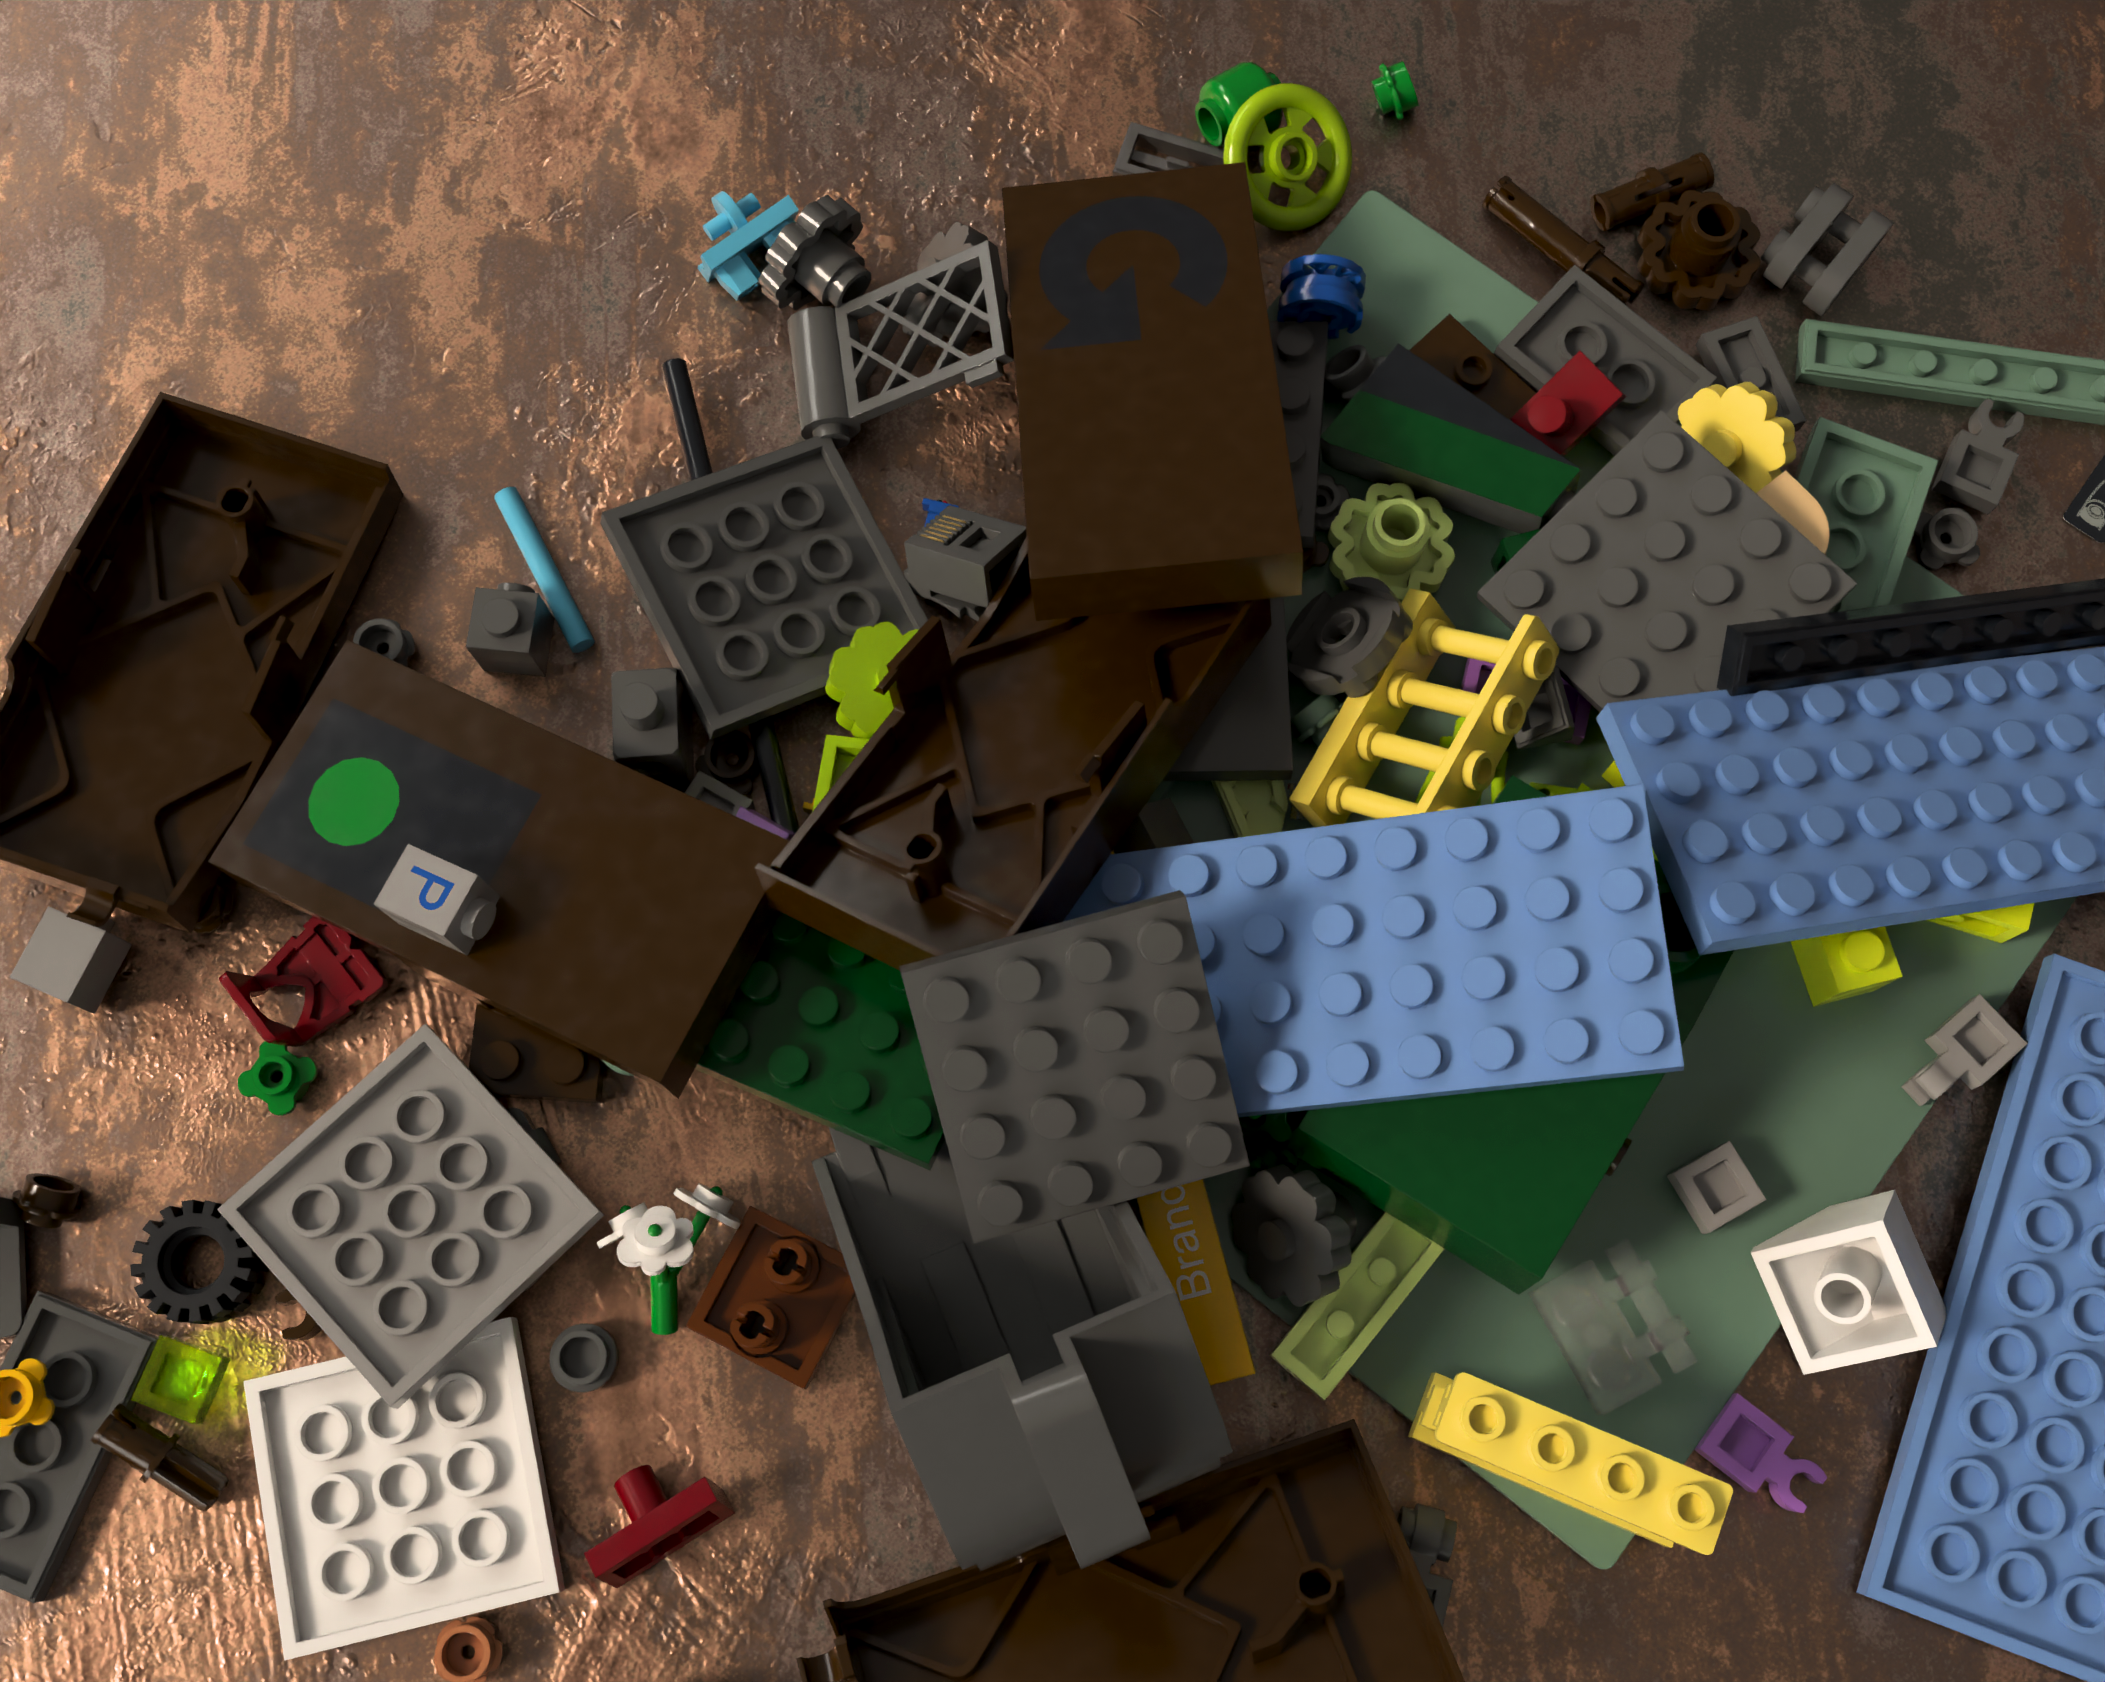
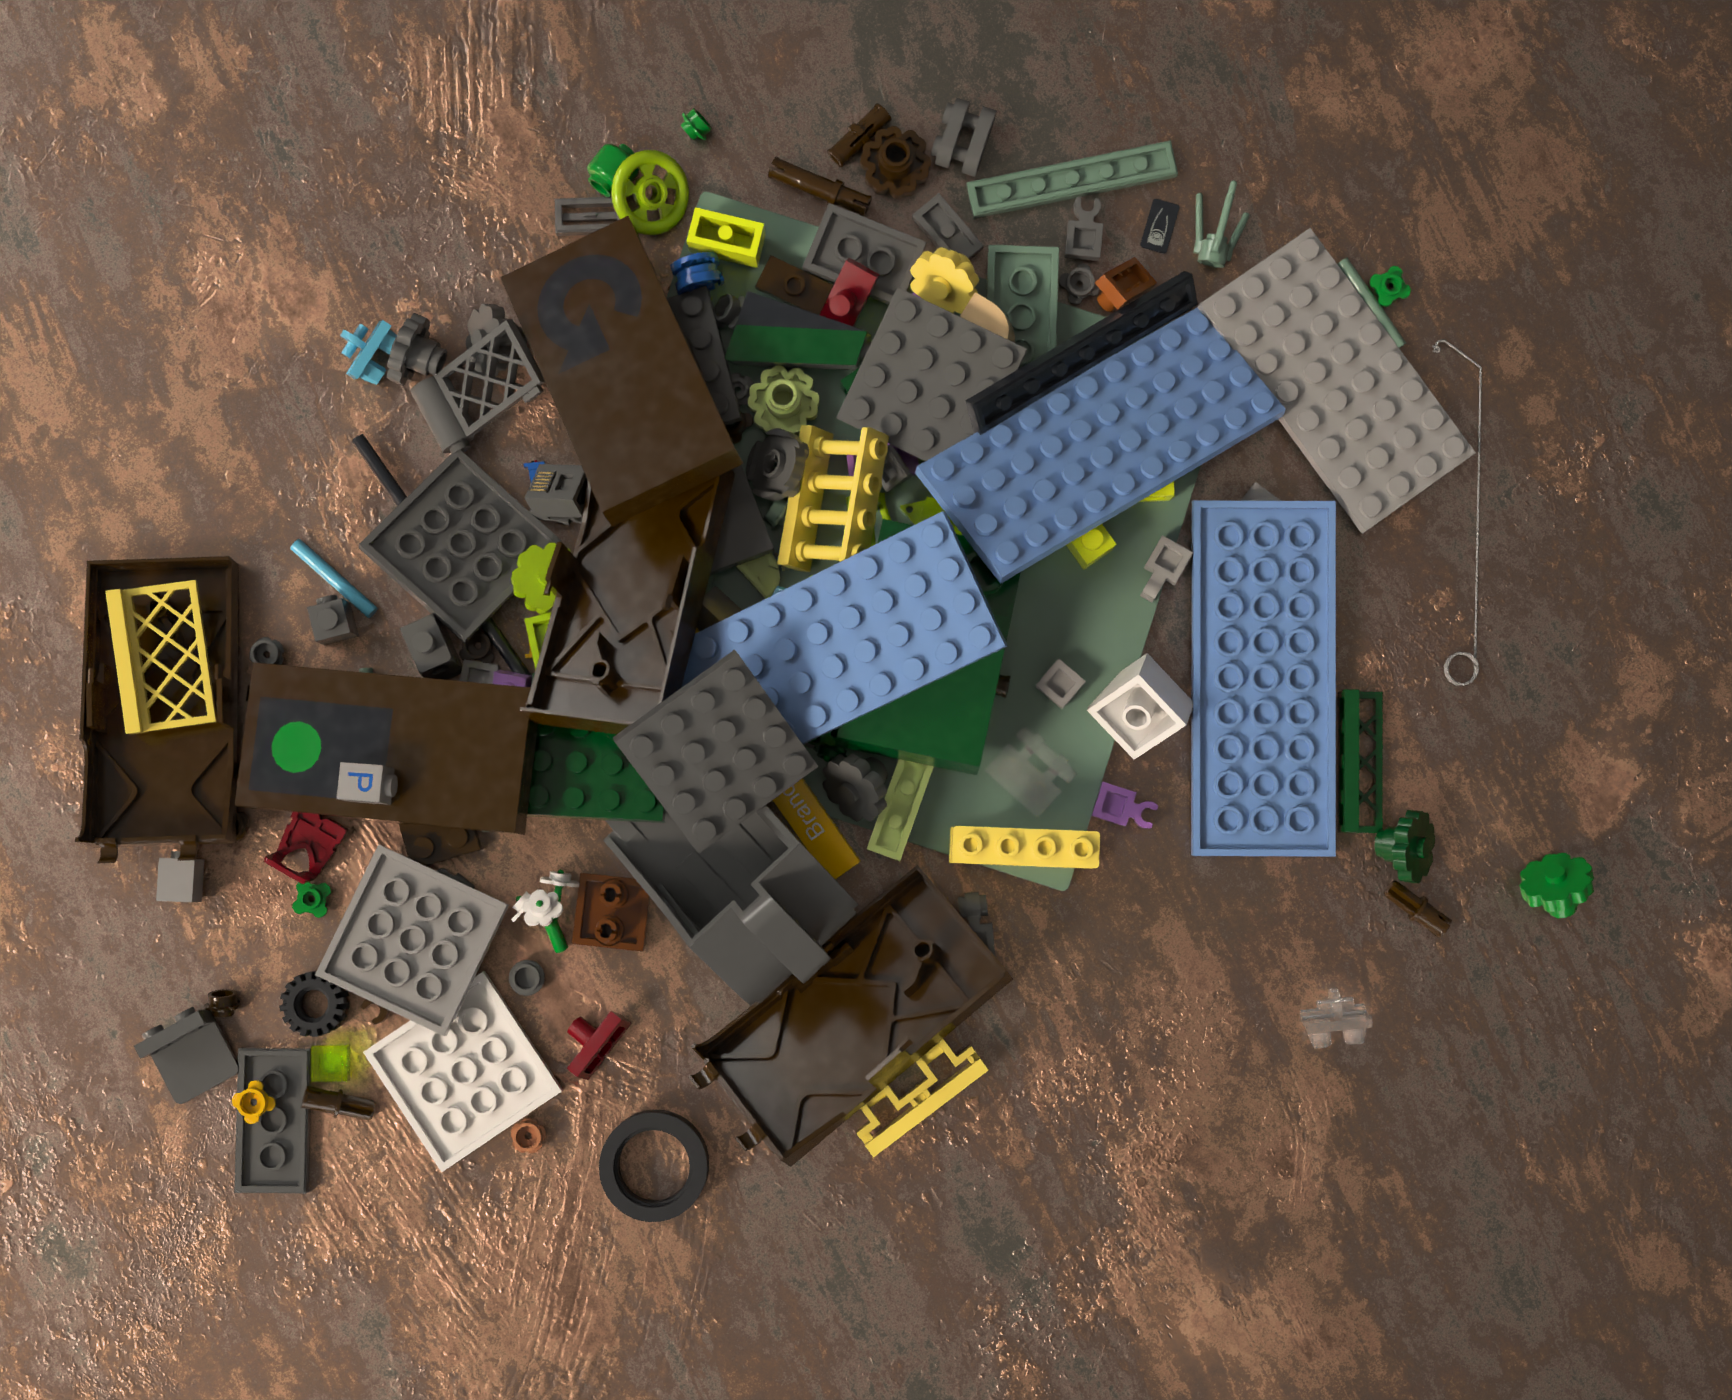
camera: 20 degrees left, 10 degrees up
(148, 564) = (129, 659): none -> light yellow fence
(1402, 257) = (728, 236): none -> neon yellow brick
(2028, 559) = (1124, 284): none -> dark orange tile

